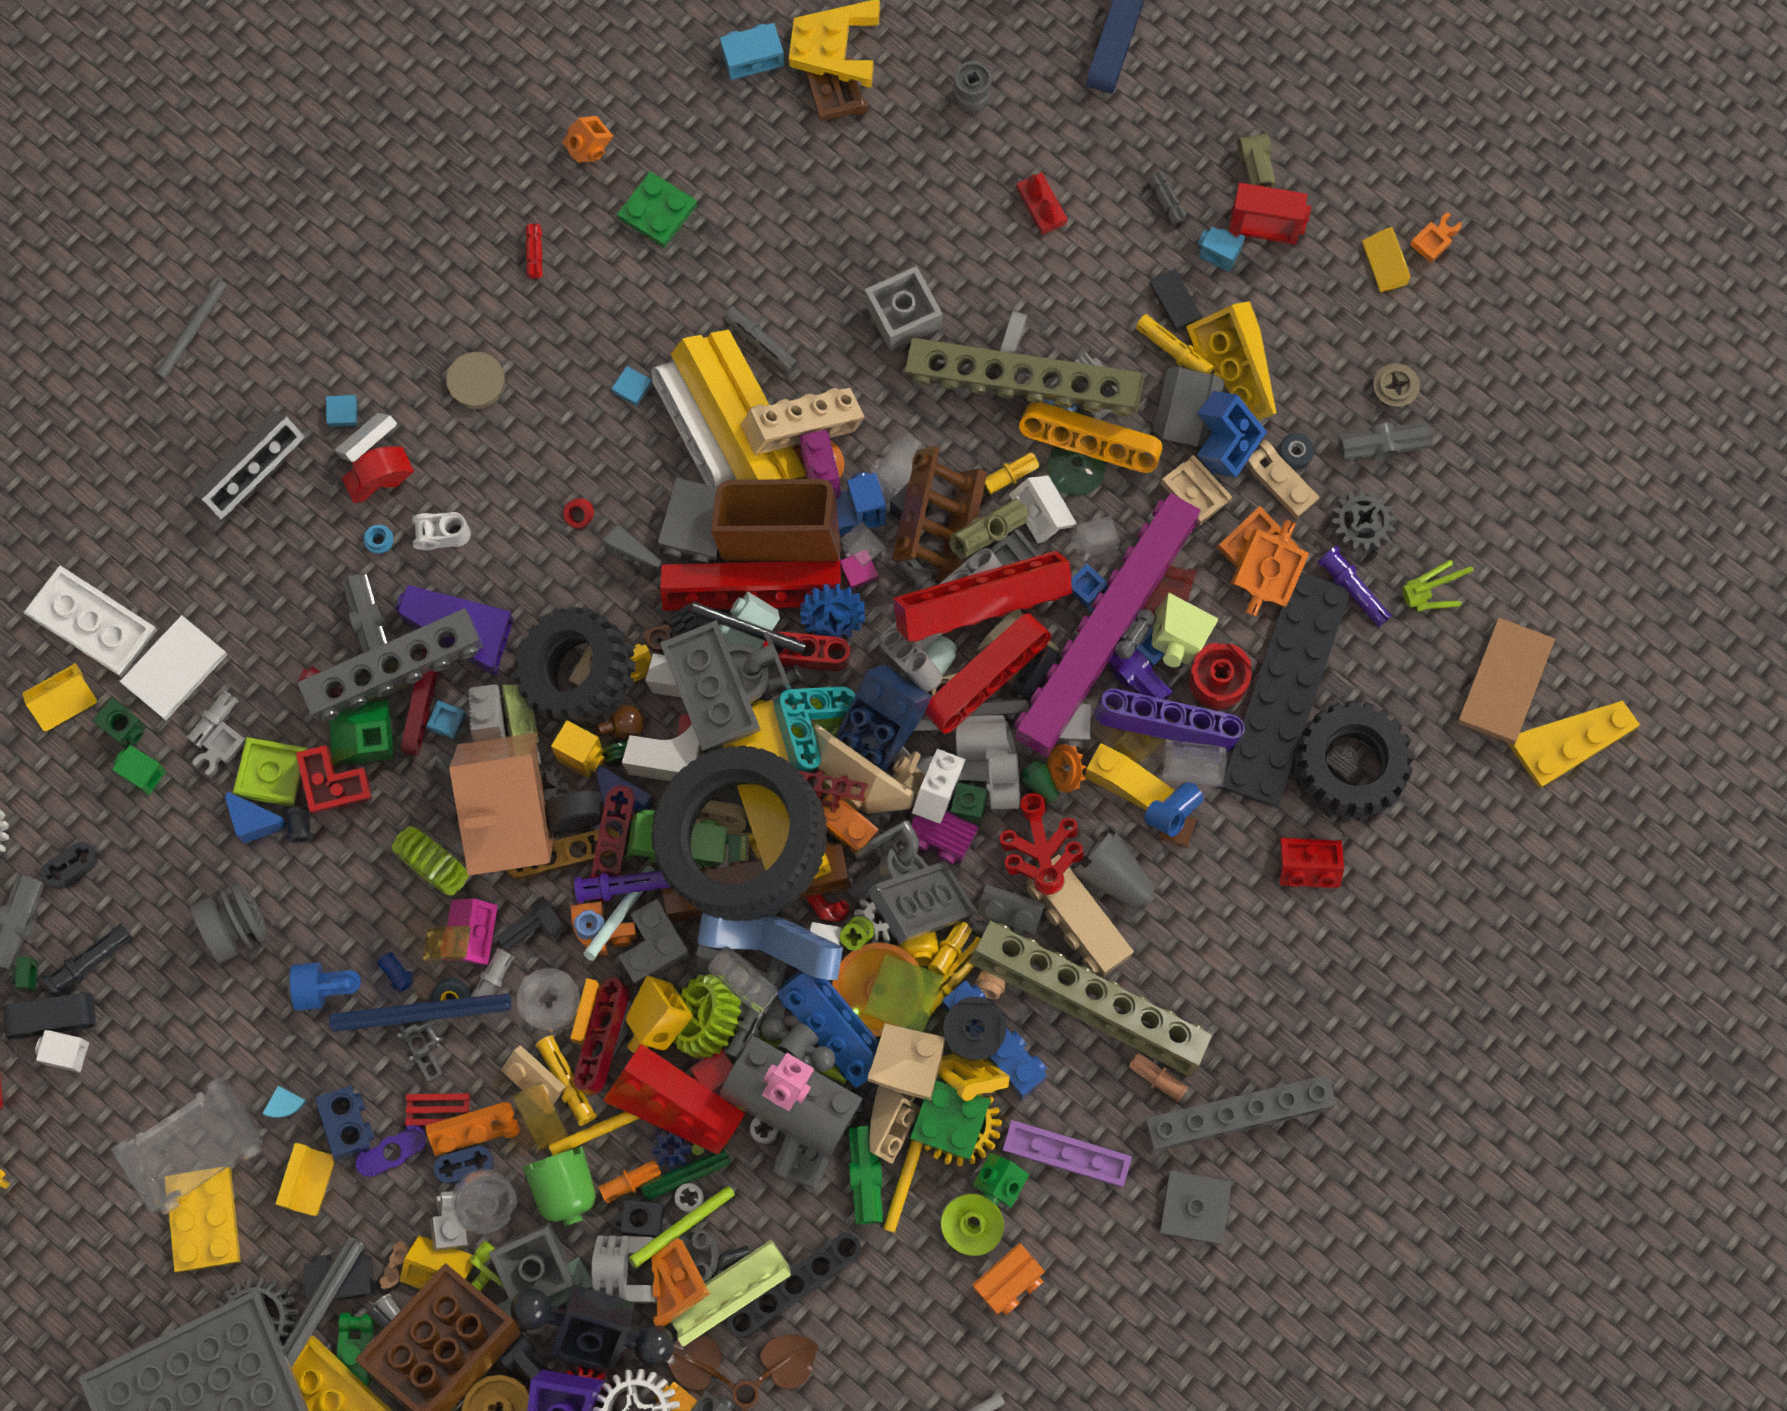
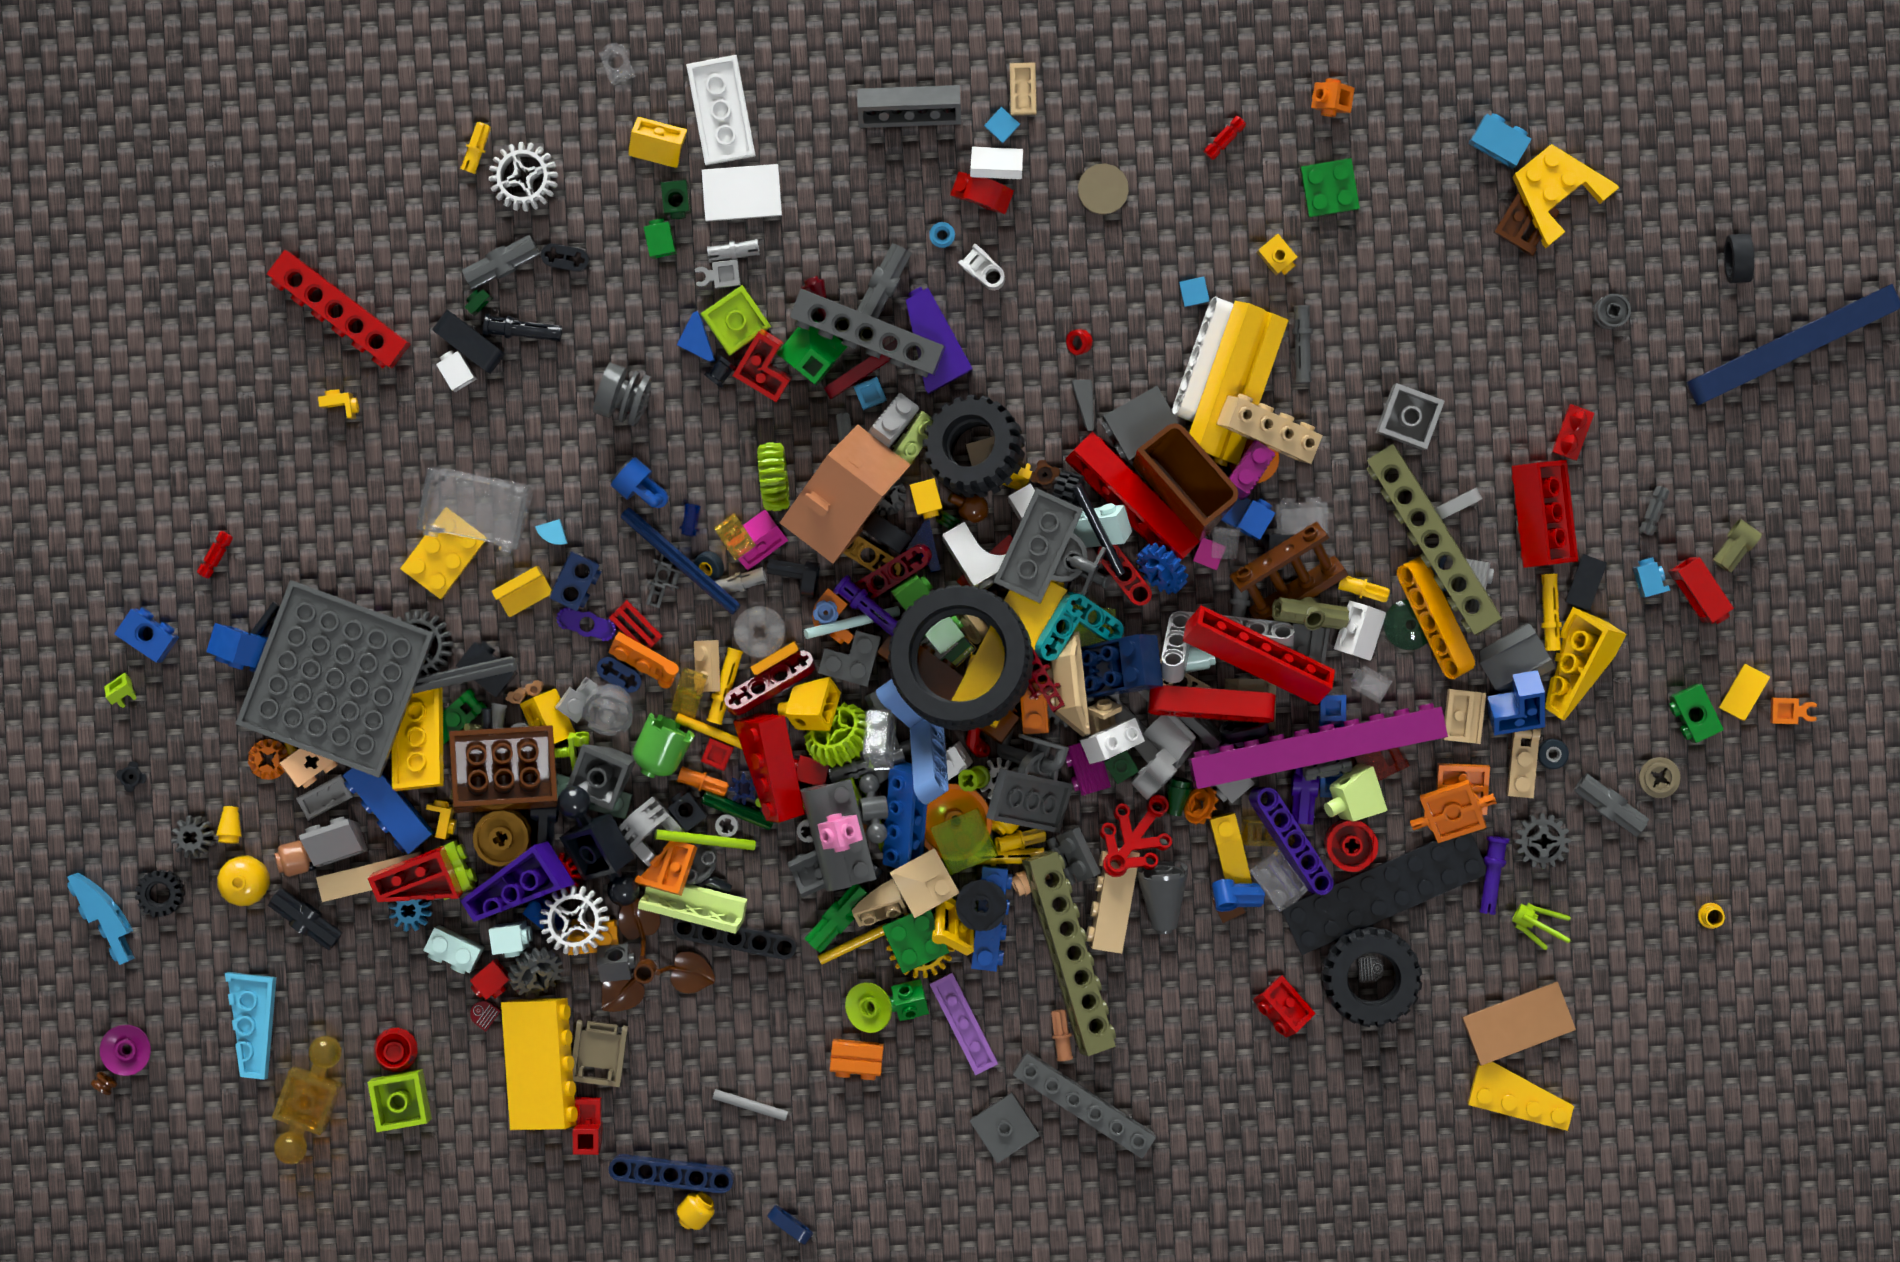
camera: 50 degrees right, 15 degrees up
(330, 367) = (1023, 89): none -> tan plate
(619, 1146) = (717, 754): none -> red tile
(668, 294) = (1277, 255): none -> yellow brick
(1086, 280) = (1544, 513): none -> red slope
(1380, 302) = (1708, 721): none -> green brick
(1551, 454) = (1703, 915): none -> yellow piece

